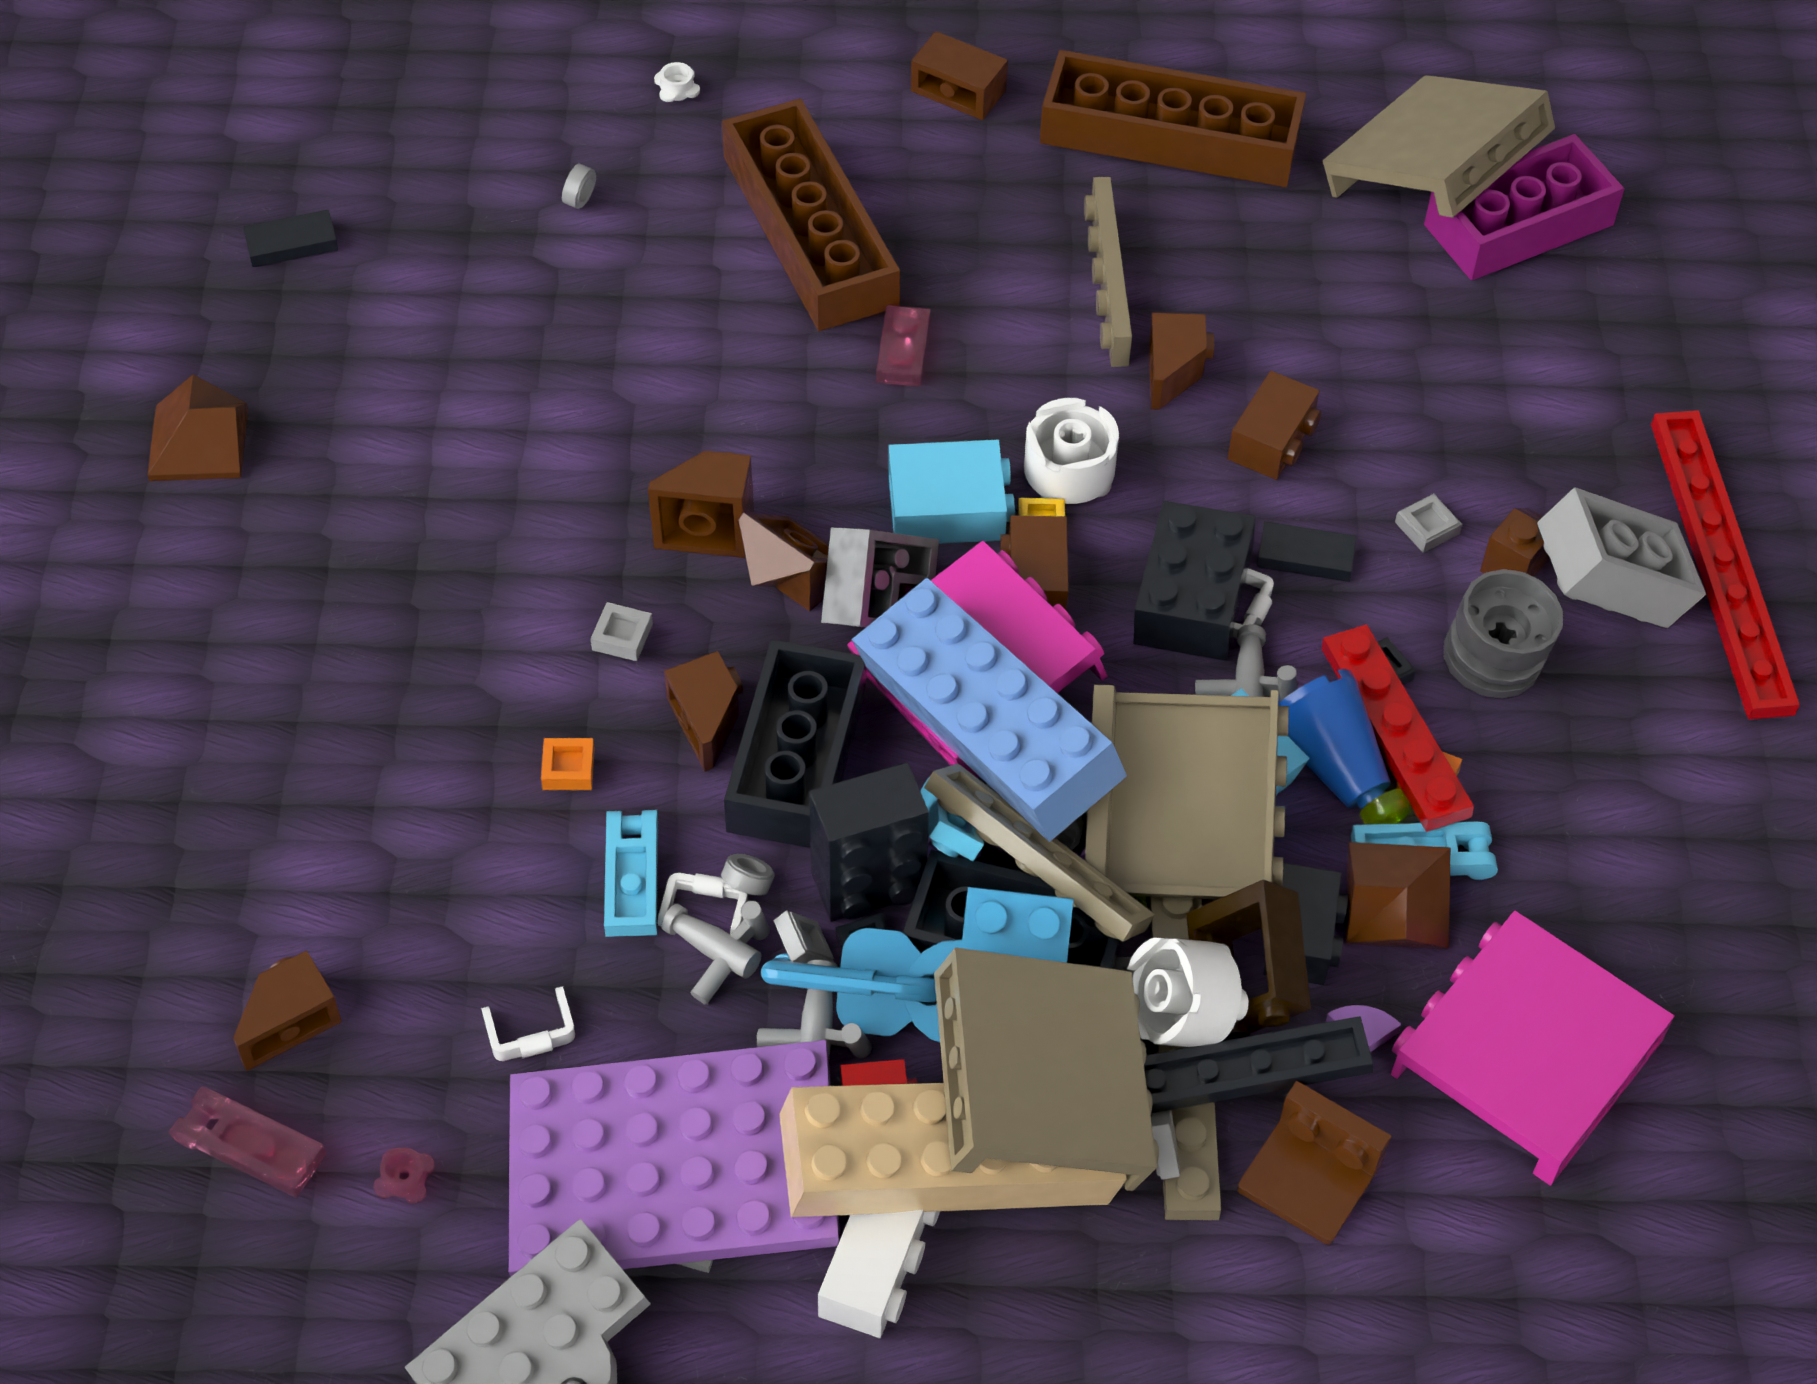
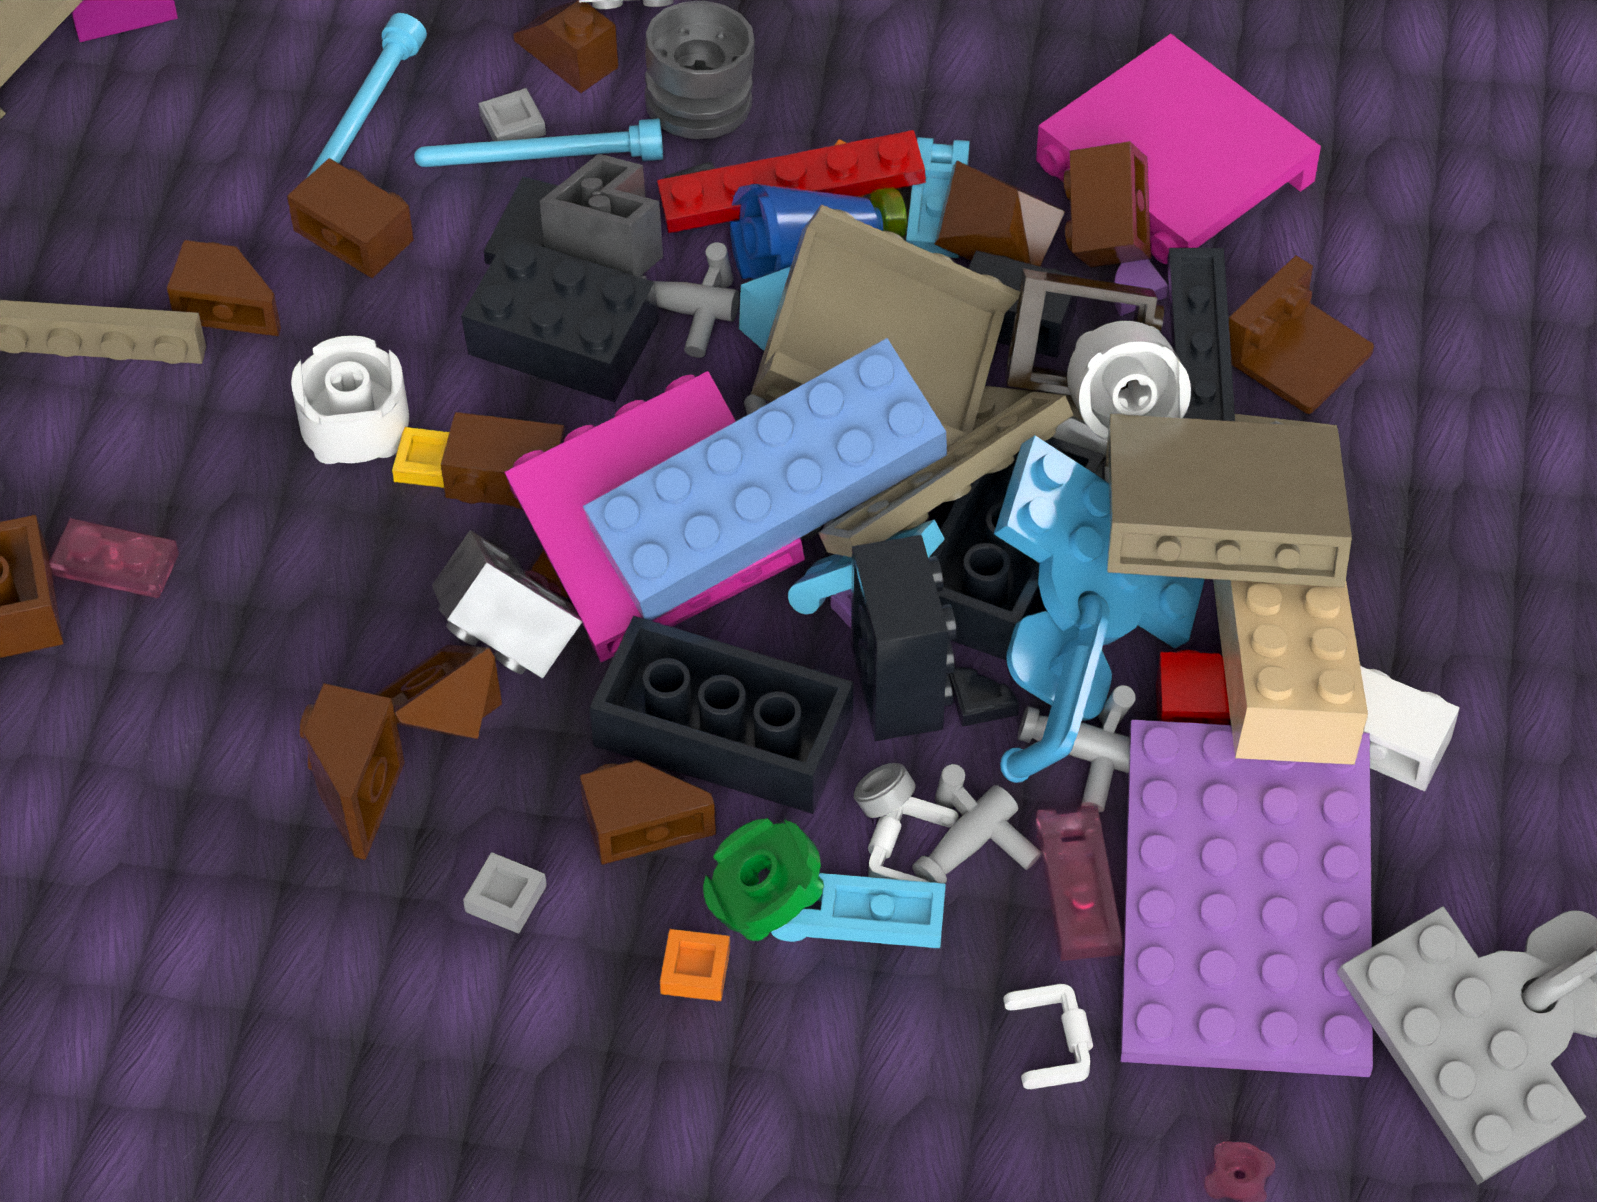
camera: 80 degrees left, 0 degrees up
(642, 793) = (781, 896): none -> green plate
(678, 1027) = (1079, 884): none -> clear pink plate
(802, 938) = (983, 742): light grey tile -> none
(950, 490) = (371, 534): medium azure brick -> none
(1304, 581) = (604, 217): none -> flat silver brick
(1420, 973) = (1108, 204): none -> reddish brown brick
(1424, 616) = (640, 140): none -> medium azure piece
(1488, 427) = (401, 39): none -> medium azure piece

